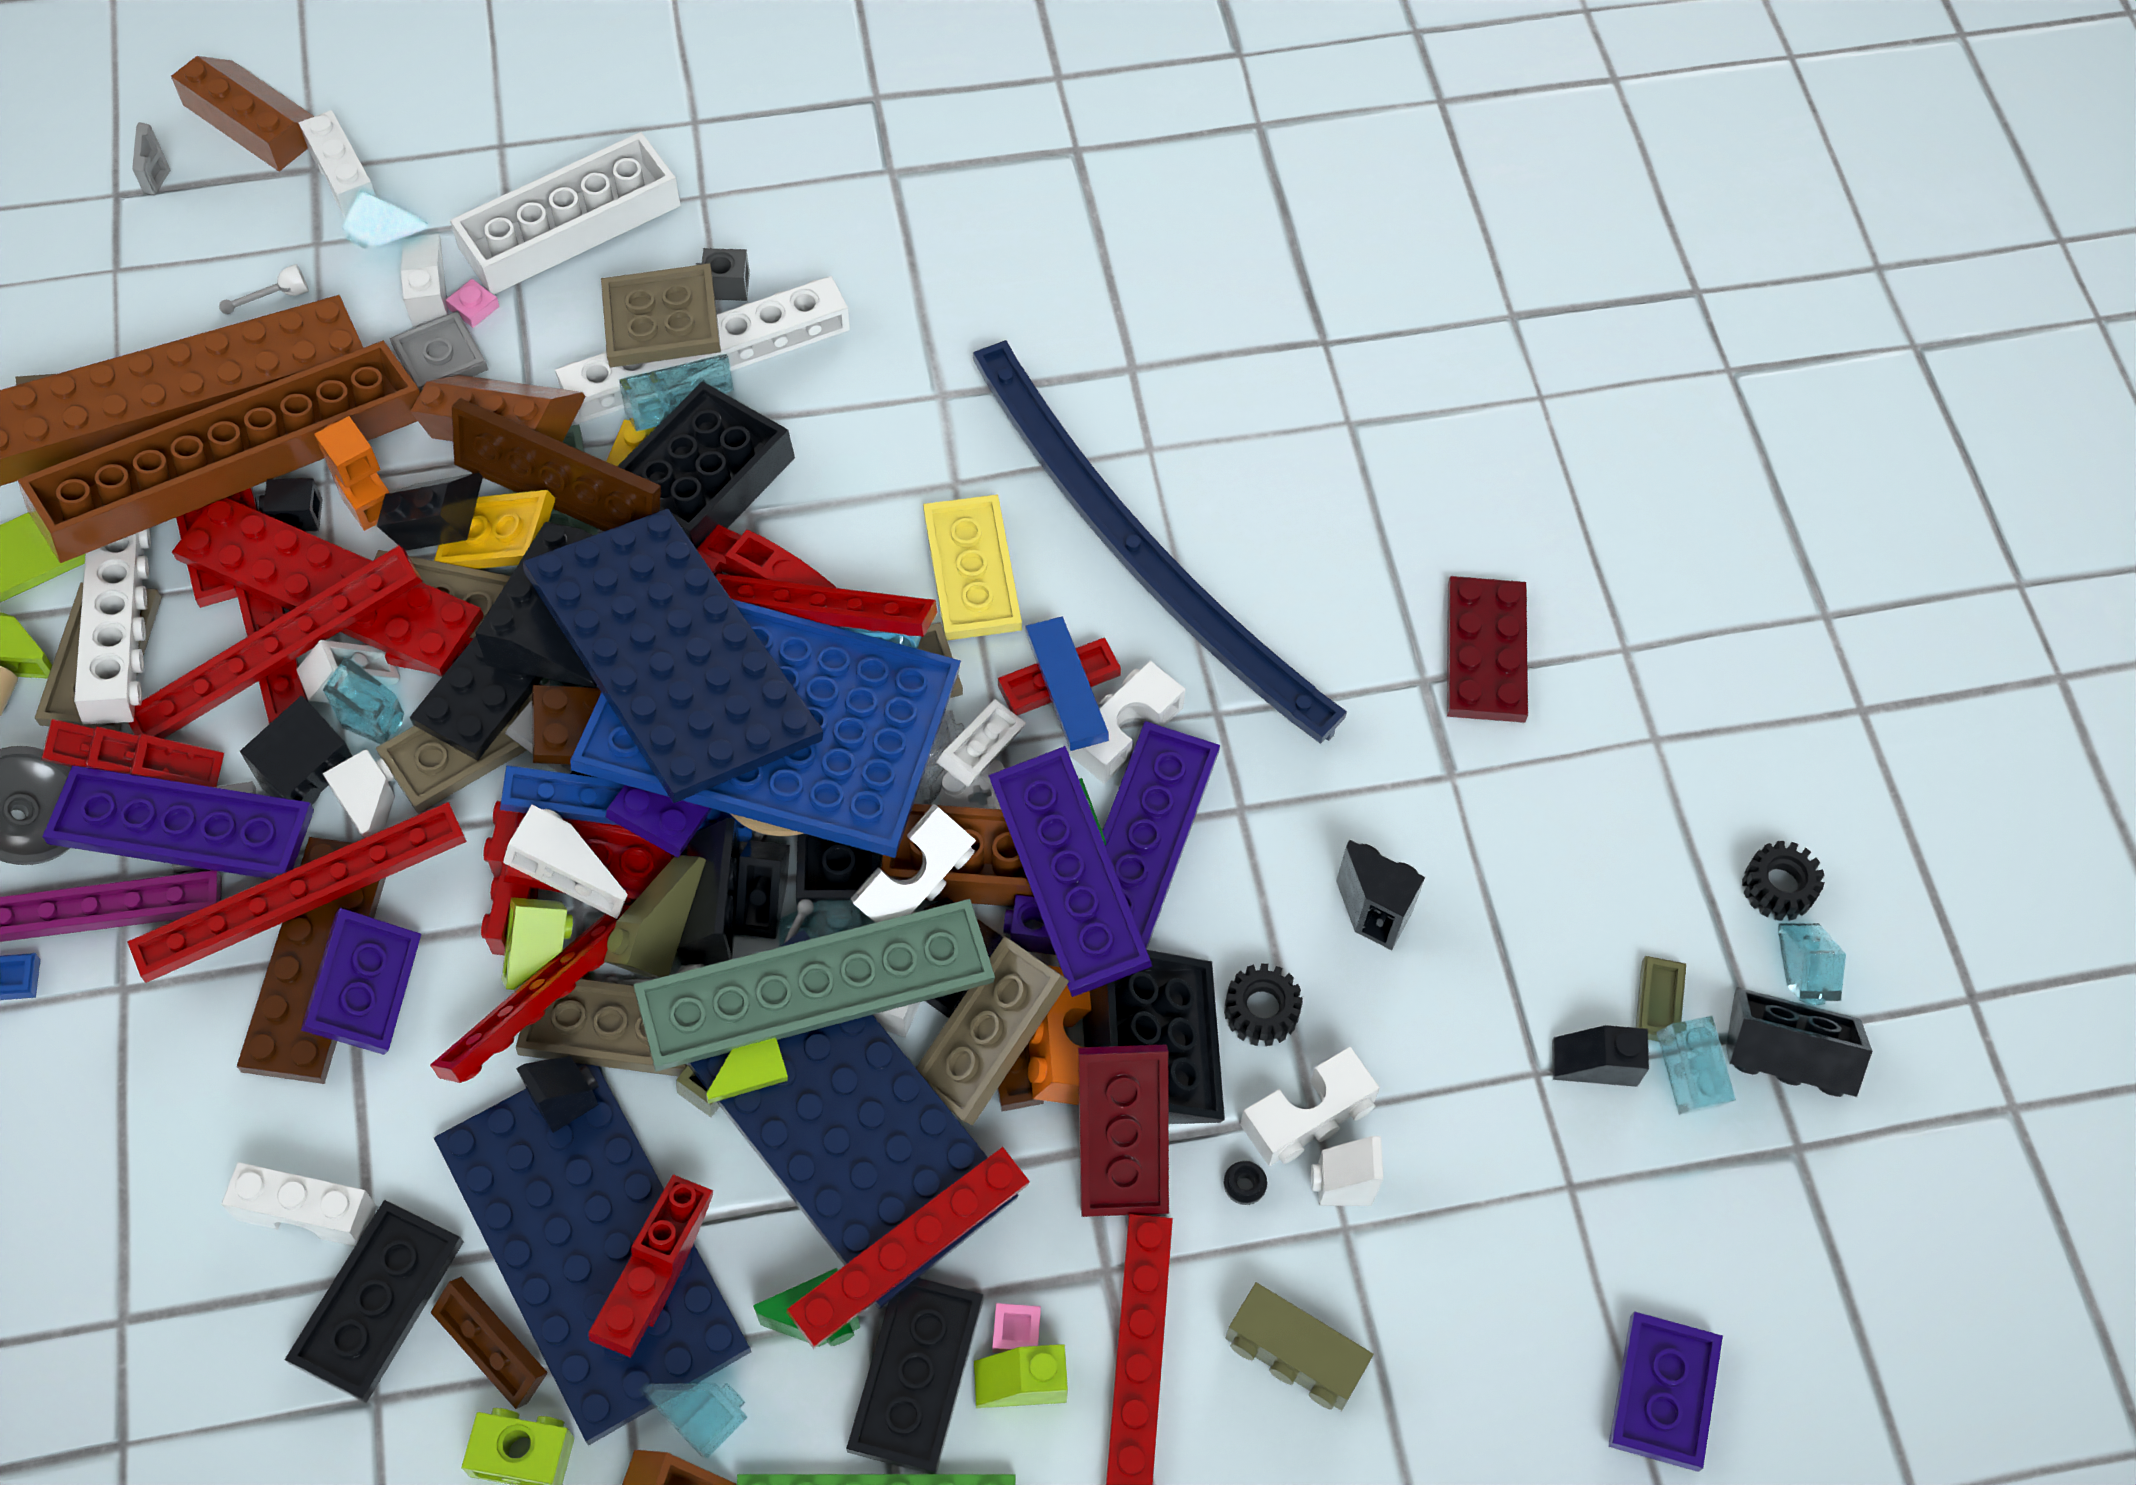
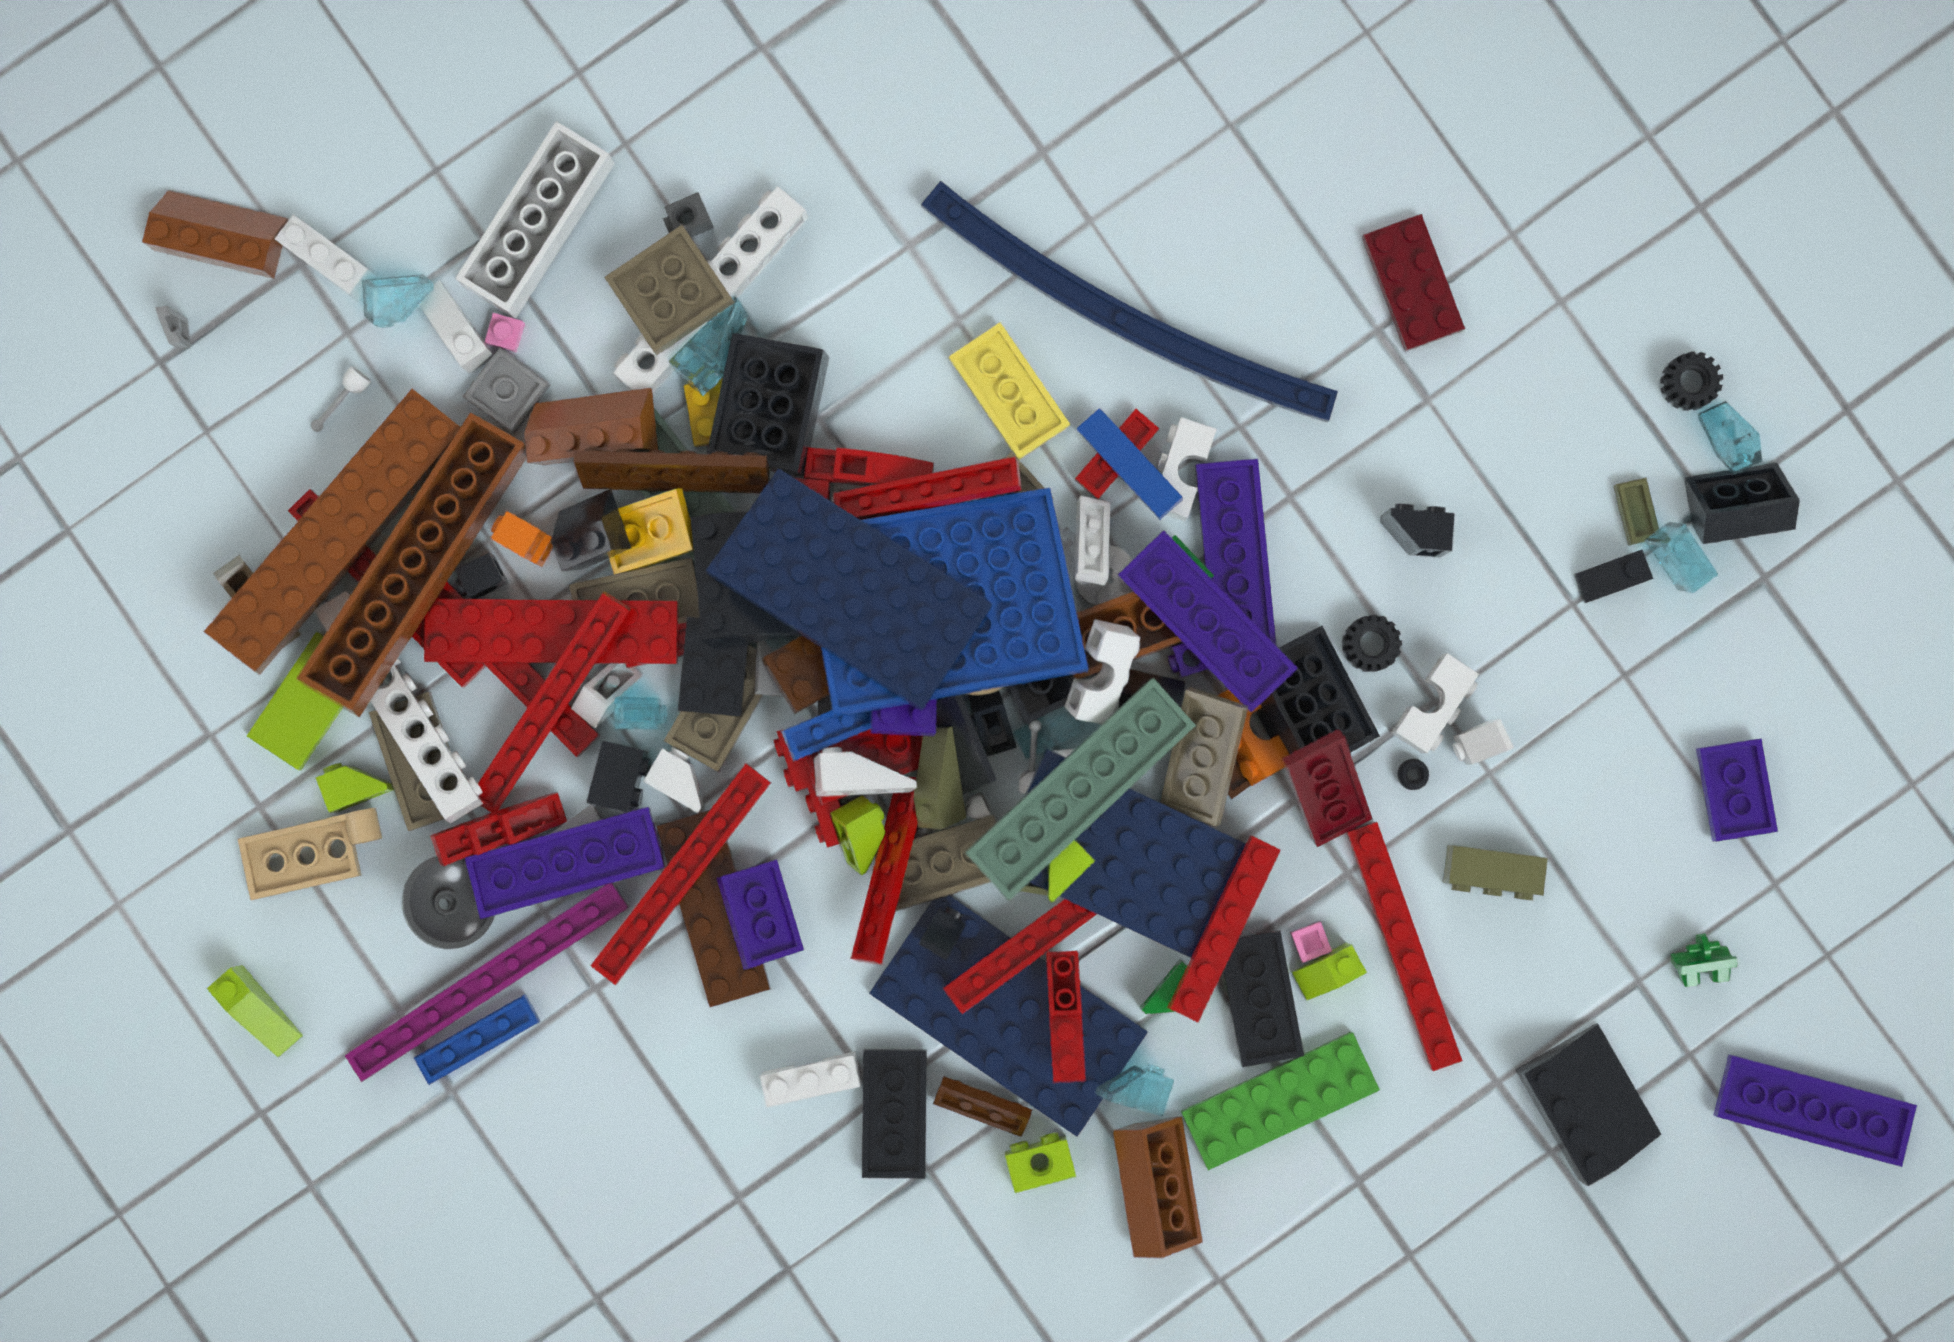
camera: 20 degrees left, 25 degrees up
(636, 1163) = (1016, 954): none -> red plate

